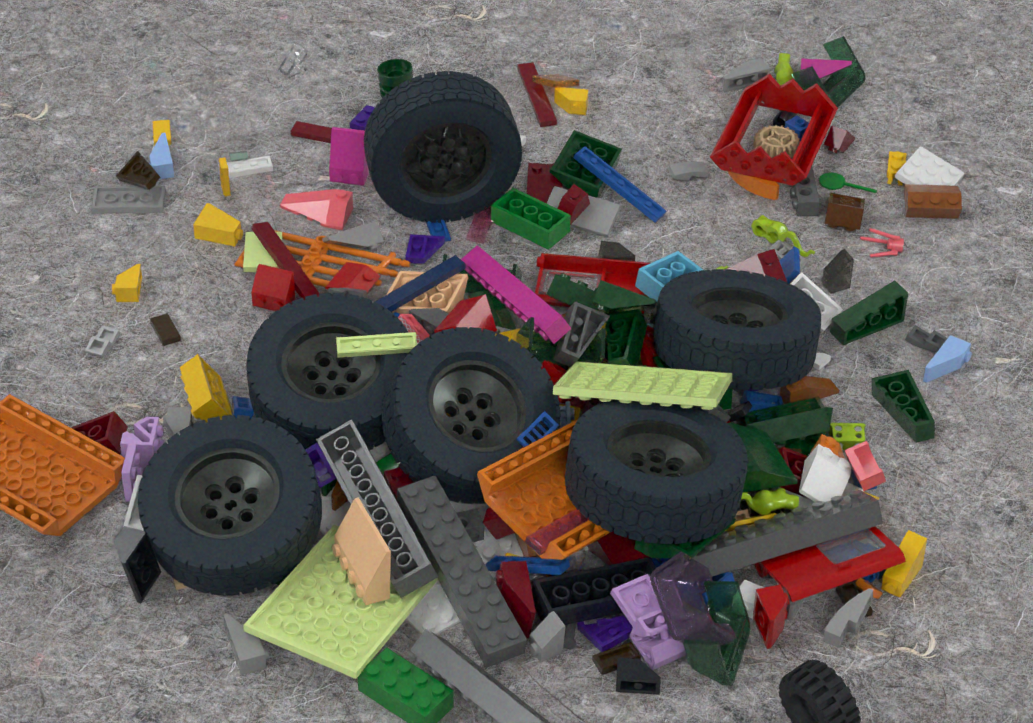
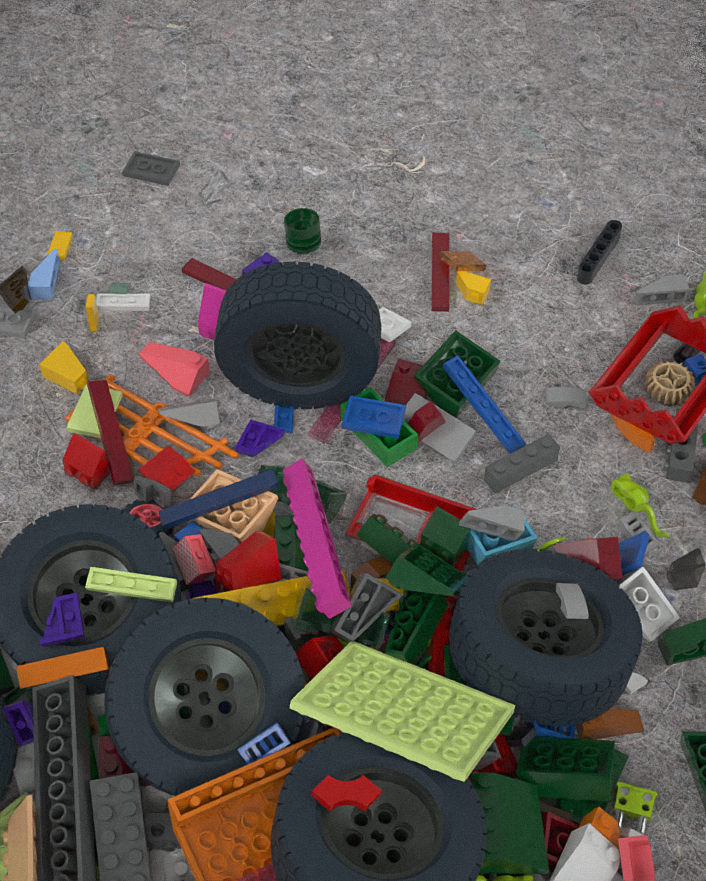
camera: 15 degrees right, 10 degrees up
(221, 55) = (151, 168): none -> dark grey tile
(328, 381) = (64, 622): none -> dark purple wing
(328, 421) = (62, 666): none -> orange tile
(526, 207) = (374, 417): none -> blue tile
(615, 251) = (452, 488): clear smoke slope -> none
(618, 433) = (357, 793): none -> red tile
(626, 275) = (445, 536): none -> dark green slope
(666, 258) = (497, 521): none -> light grey slope
(668, 224) = (521, 463): none -> dark grey brick
(678, 54) = (599, 252): none -> black beam
(754, 291) = (573, 601): none -> light grey slope

